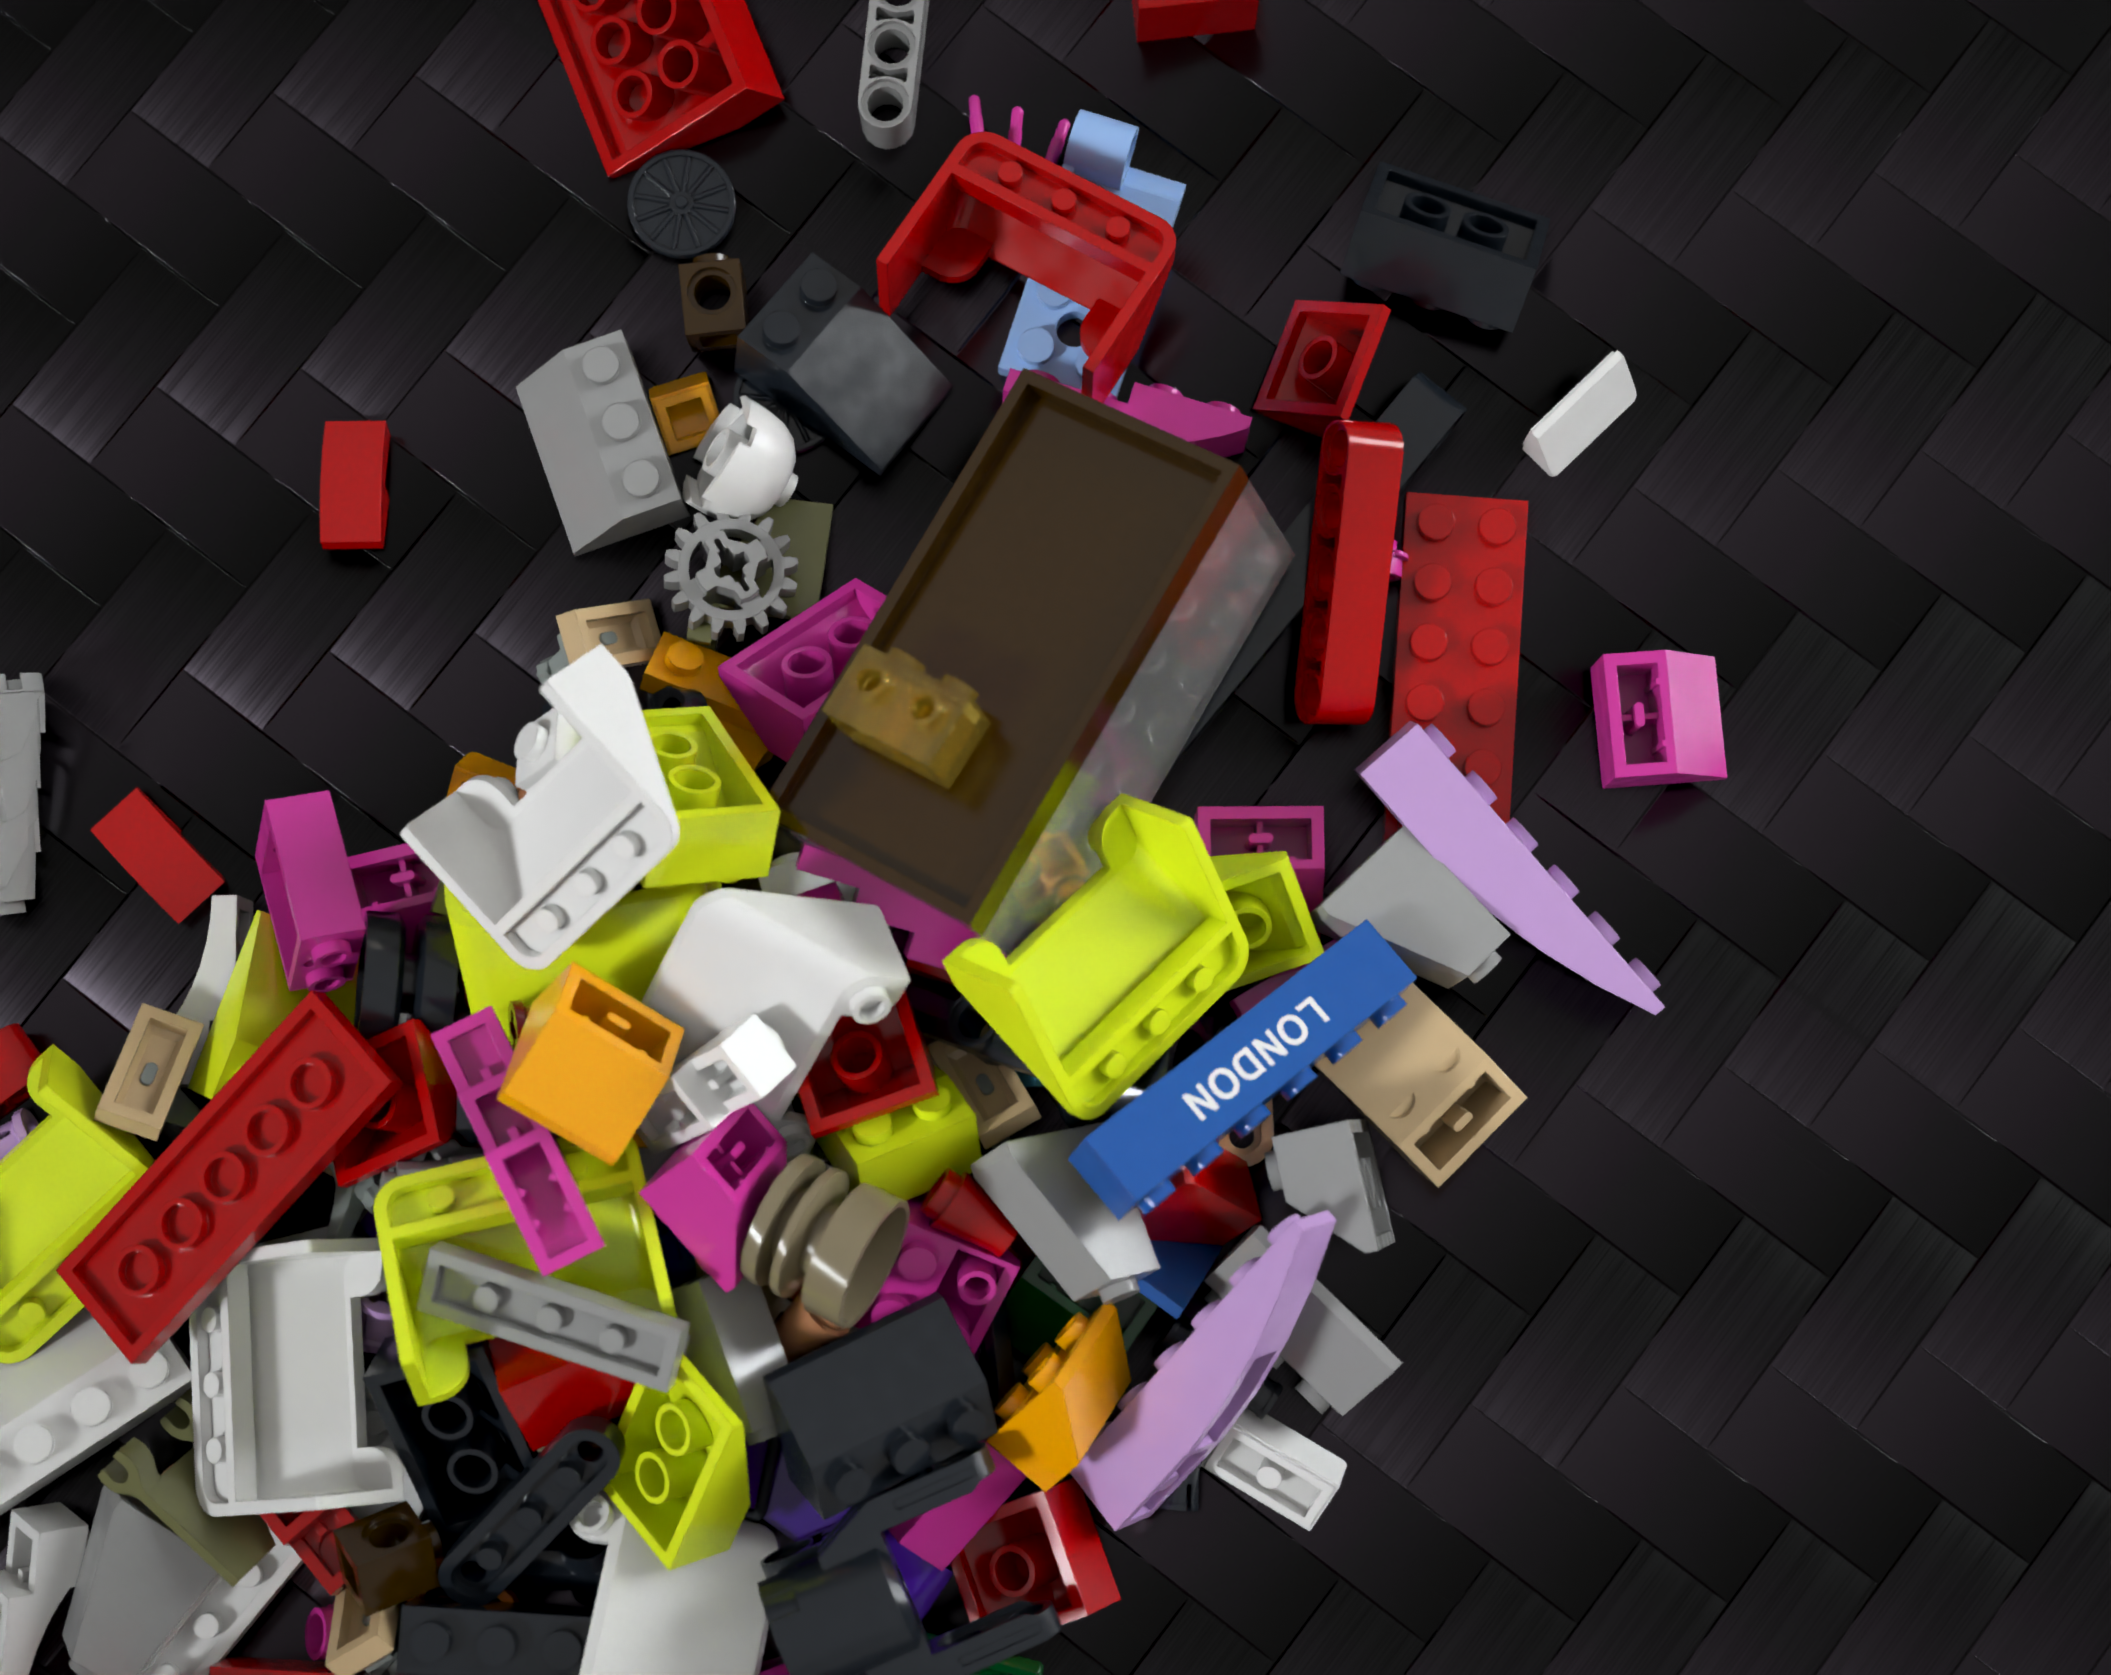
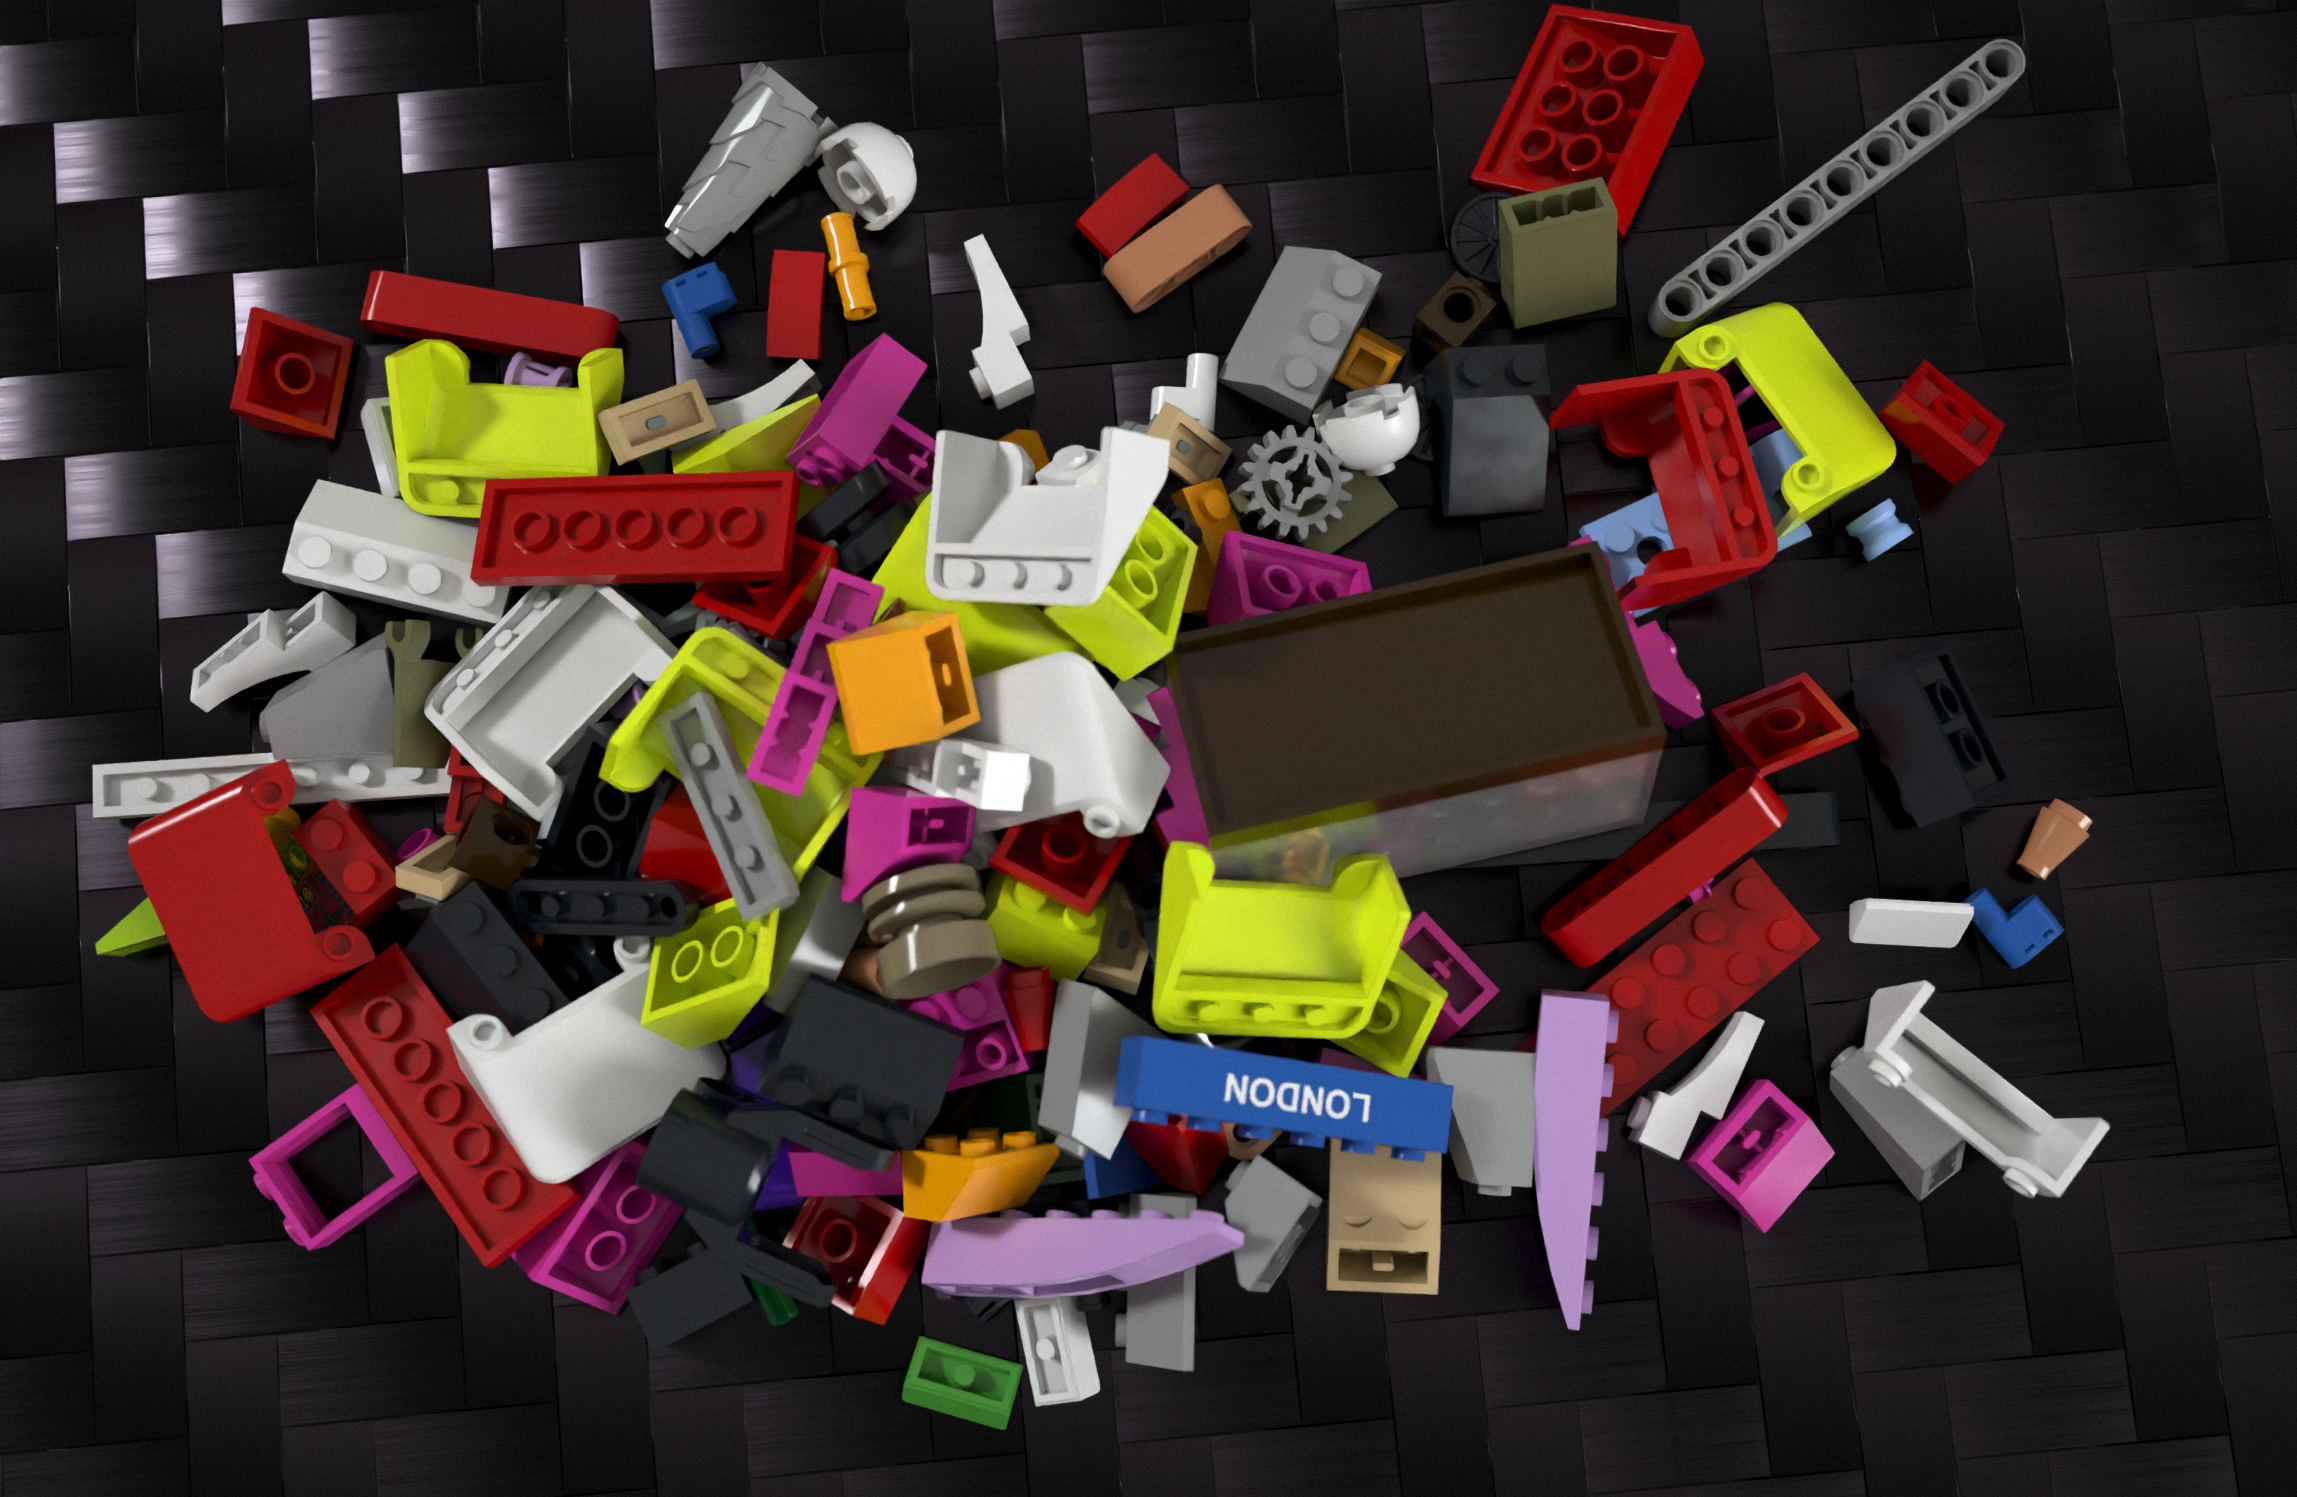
camera: 45 degrees right, 0 degrees up
(66, 941) = (693, 300): none -> blue piece
(102, 684) = (868, 172): none -> white cylinder
(167, 778) = (848, 266): none -> light orange pin
(379, 727) = (998, 363): none -> white slope
(428, 481) = (1177, 248): none -> nougat beam
(574, 582) = (1198, 396): none -> white piece
(746, 165) = (1558, 252): none -> olive brick
(907, 714) = (1307, 673): clear yellow brick -> none
(1065, 78) = (1807, 395): none -> neon yellow windscreen
(1232, 1577) = (962, 1383): none -> bright green slope
(1234, 126) = (1879, 529): none -> light blue wheel
(1558, 768) = (1668, 1117): none -> white slope
(1622, 229) = (2053, 838): none -> nougat cone
(1673, 334) = (2014, 934): none -> blue piece
(1733, 578) = (1902, 1130): none -> light grey slope
(1768, 501) = (1971, 1098): none -> white windscreen

